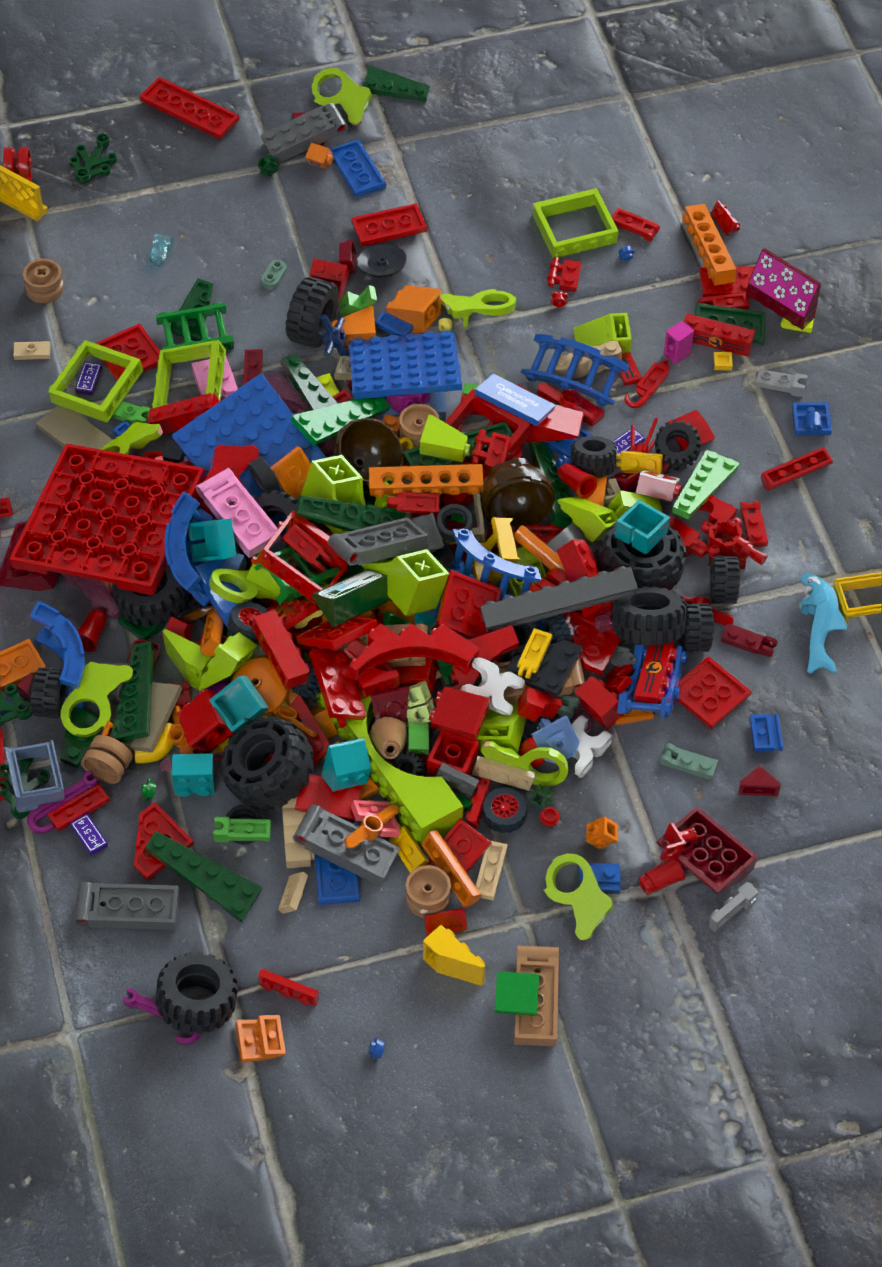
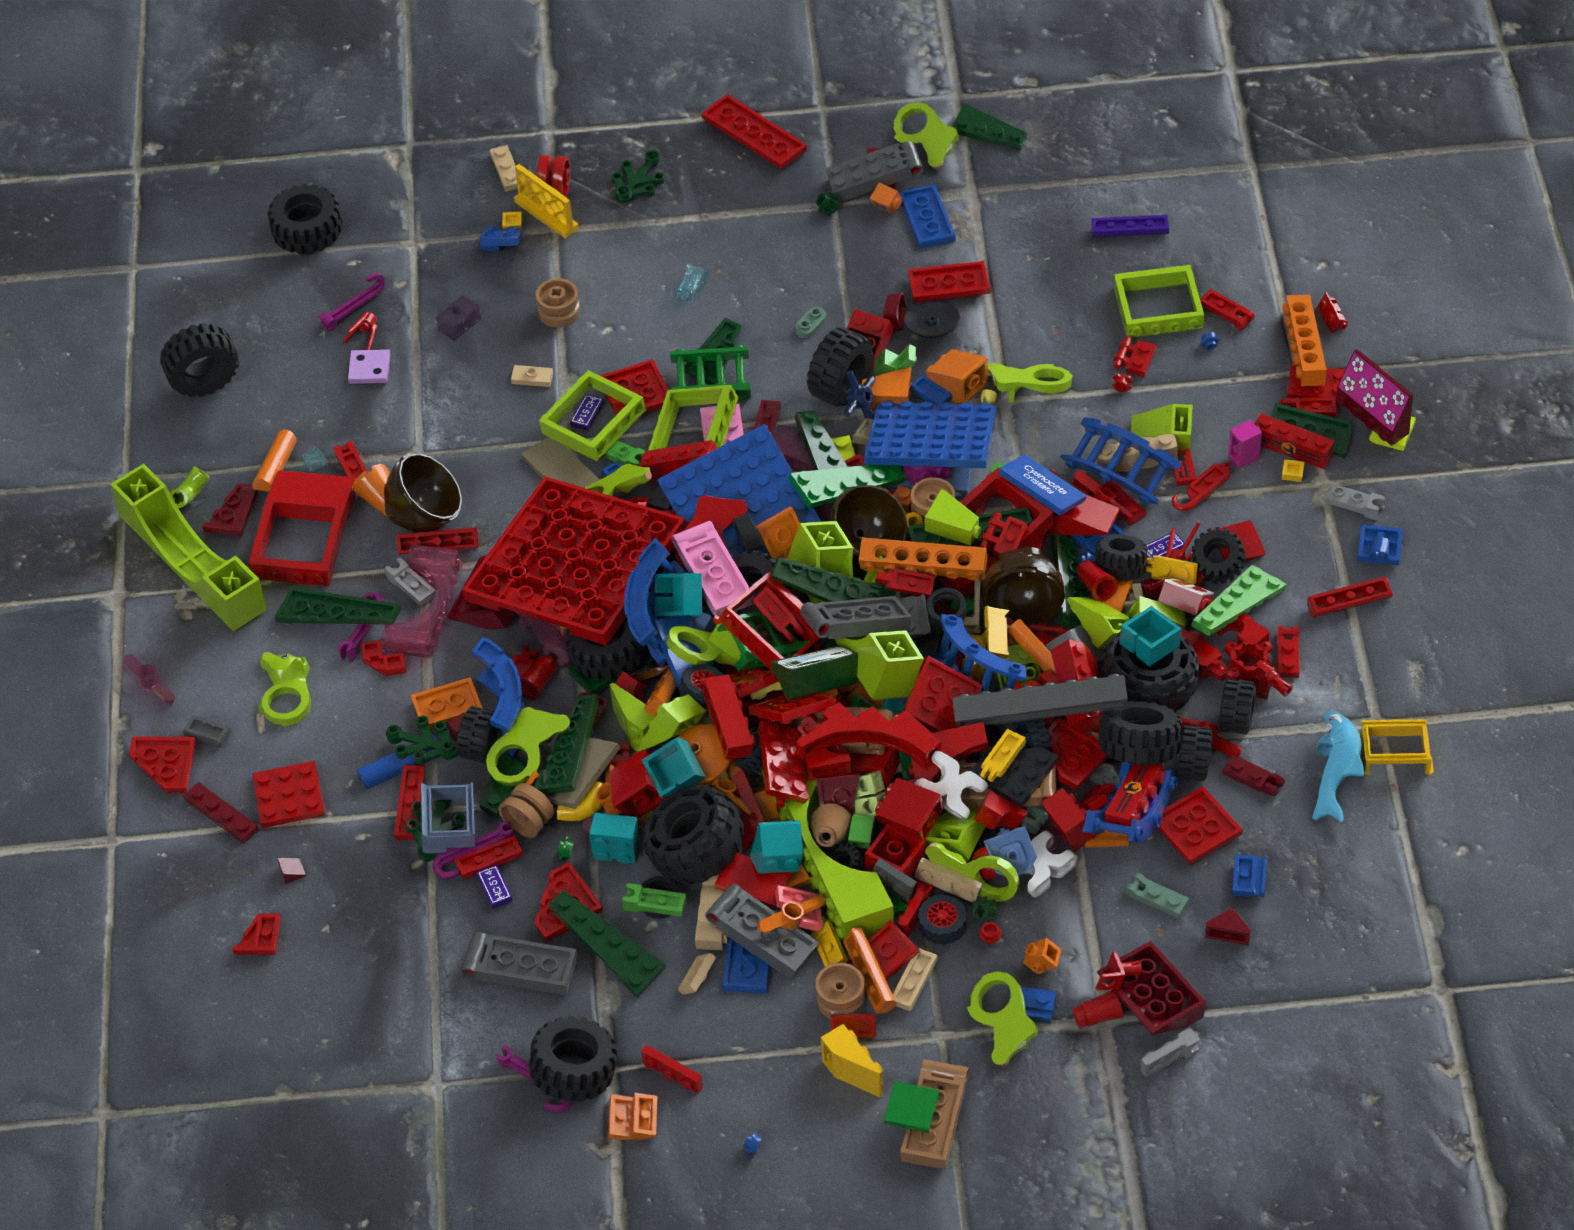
camera: 15 degrees right, 5 degrees down
(77, 616) = (525, 660): none -> red plate
(536, 159) = (1130, 225): none -> dark purple plate
(603, 622) = (1089, 734): clear pink piece -> none

